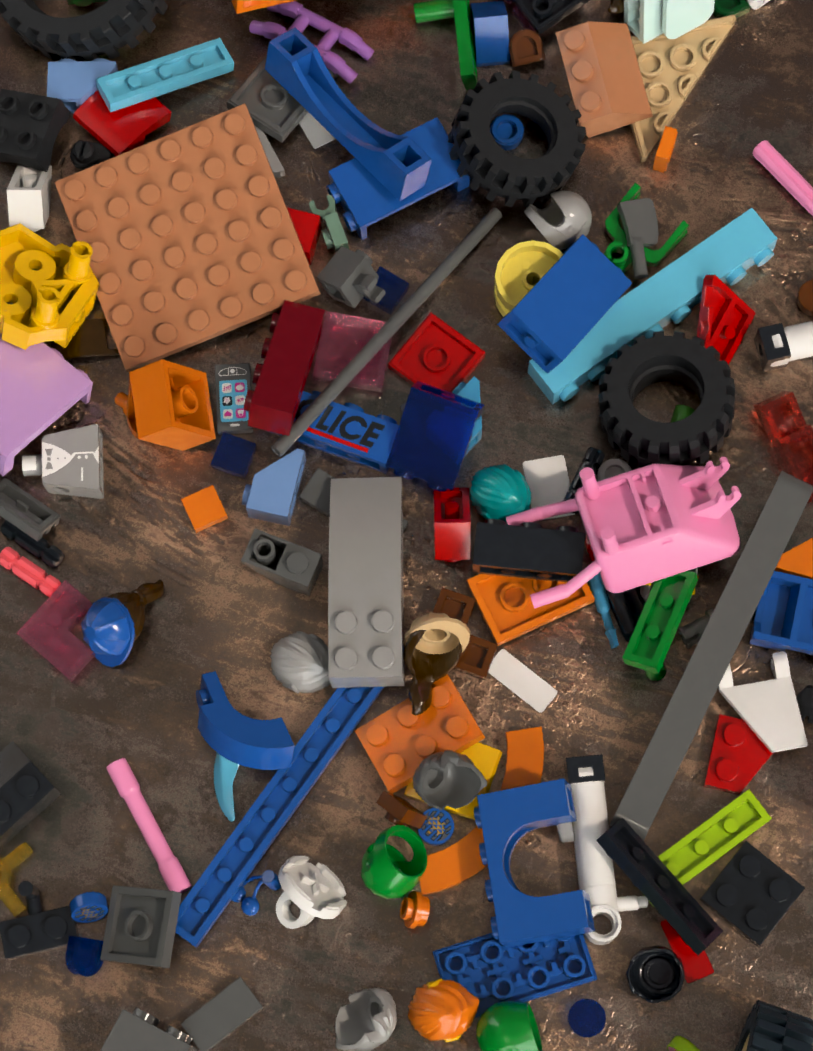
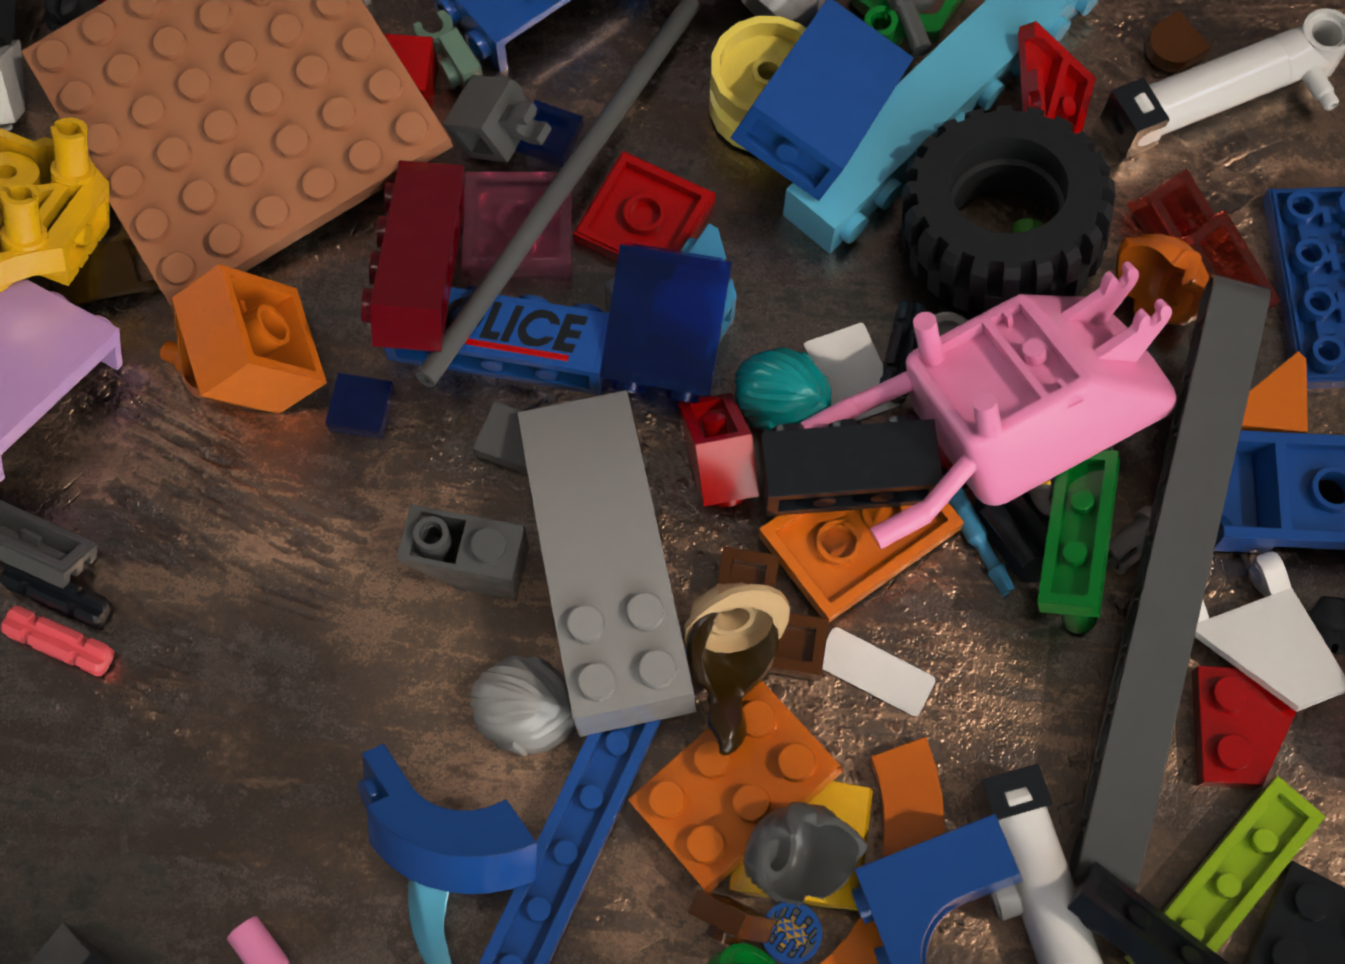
camera: 15 degrees left, 5 degrees down
(50, 631) = (103, 726): clear pink plate -> none
(70, 462) = (100, 458): light grey torso -> none
(117, 622) = (209, 693): blue piece -> none
(204, 508) = (326, 493): orange tile -> none
(231, 390) = (343, 334): tile -> none
(275, 489) = (433, 443): medium blue slope -> none
(759, 461) = (1167, 271): none -> orange hair

